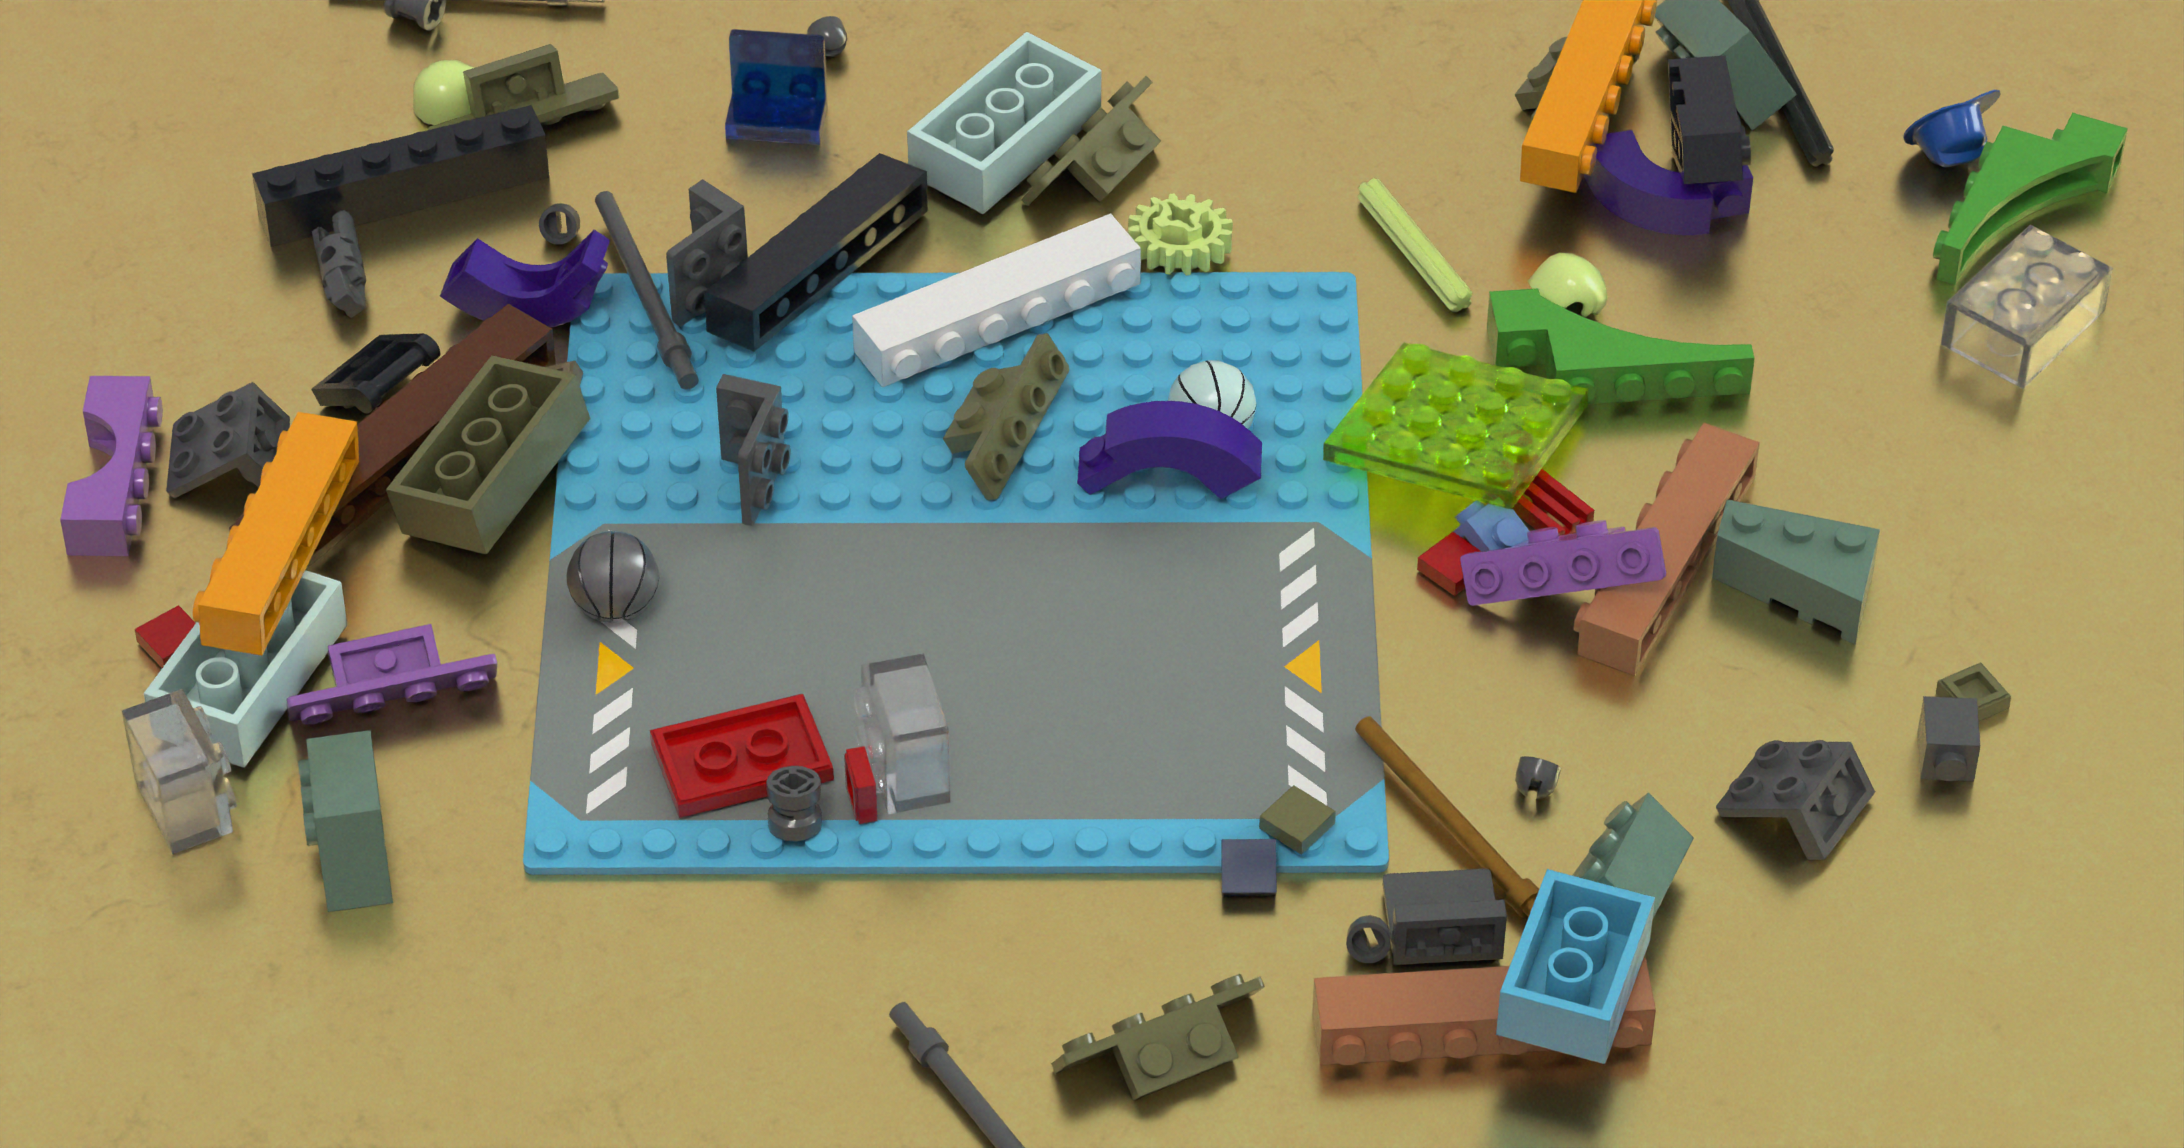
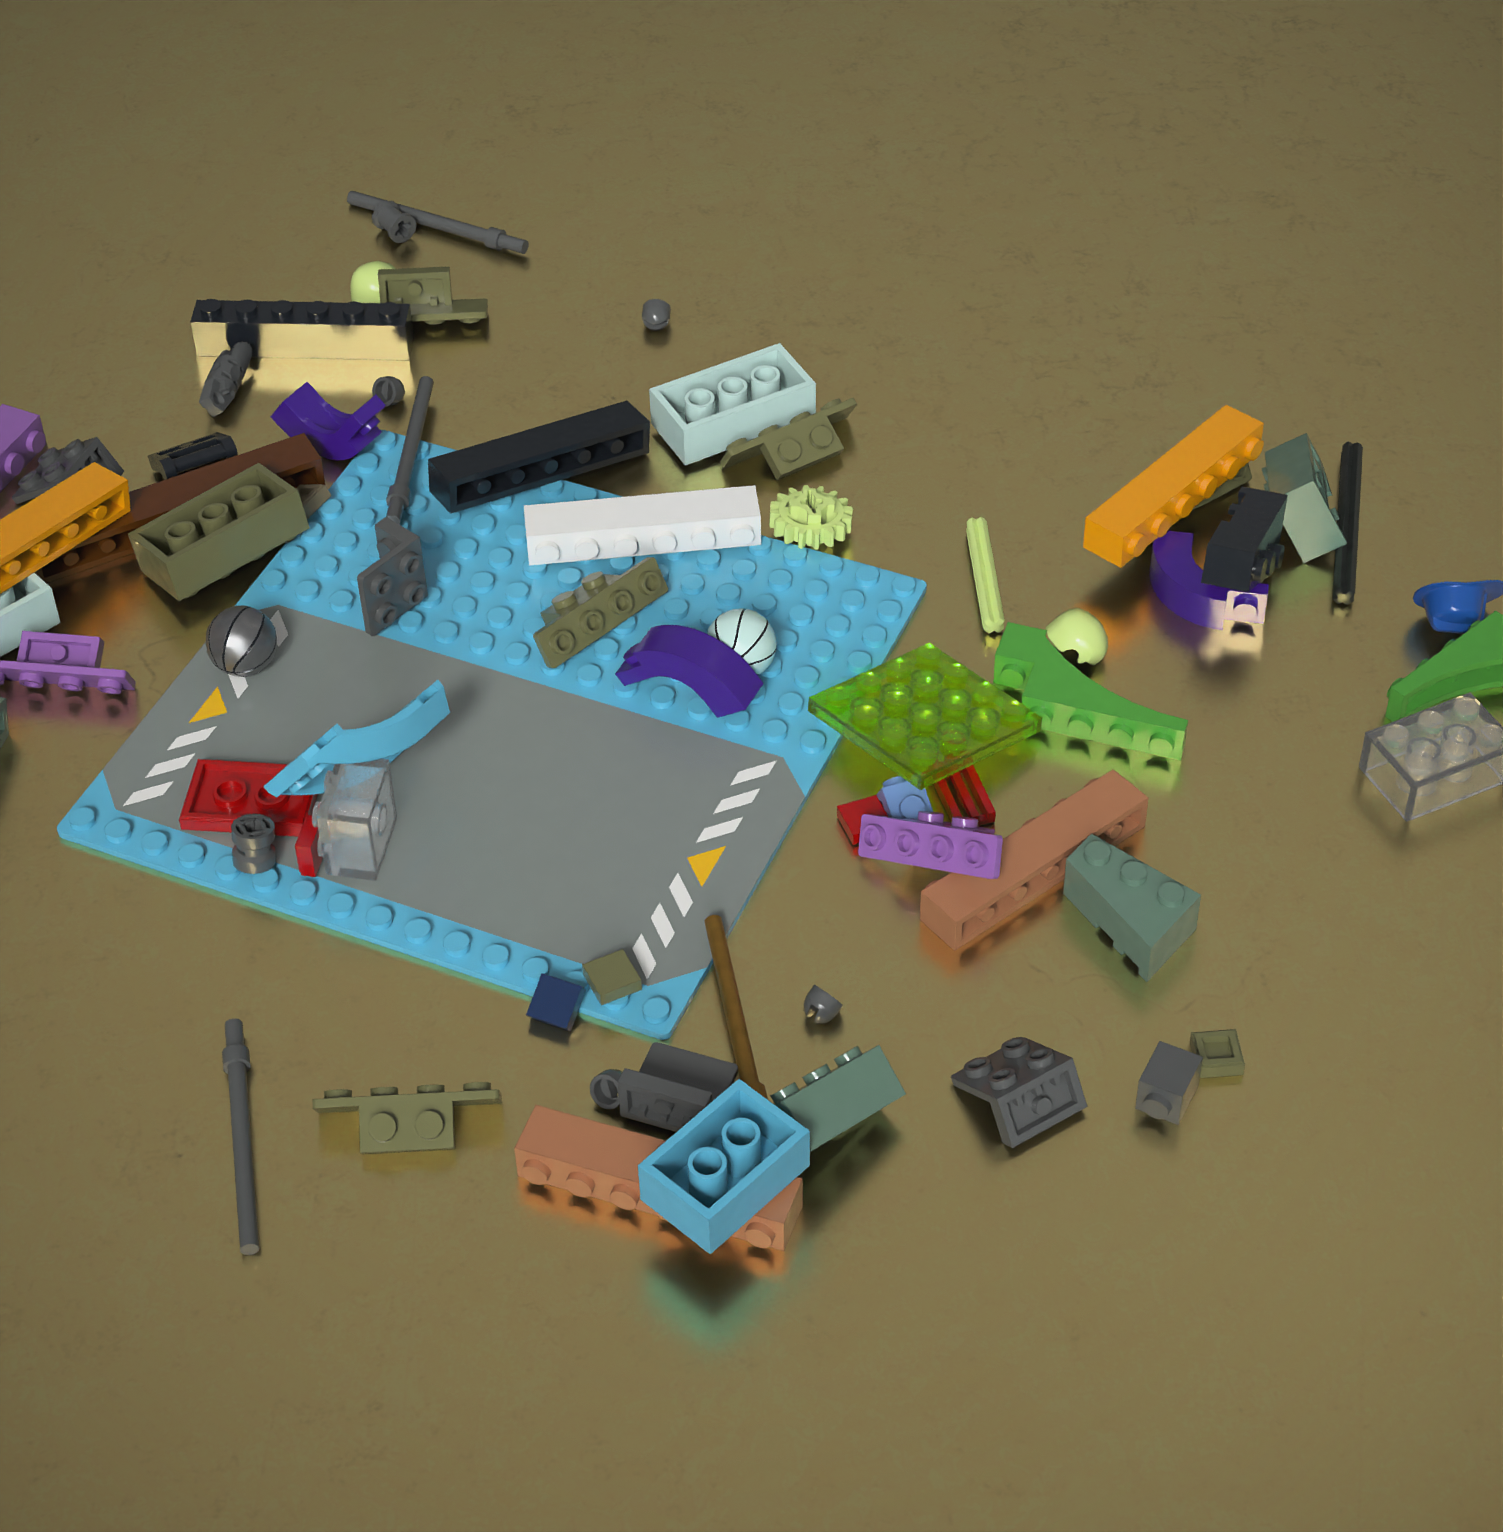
camera: 25 degrees right, 0 degrees up
(708, 253) = (447, 430): dark grey bracket -> none
(777, 87) = (593, 338): clear blue bracket -> none
(872, 641) = (349, 746): none -> medium azure wedge

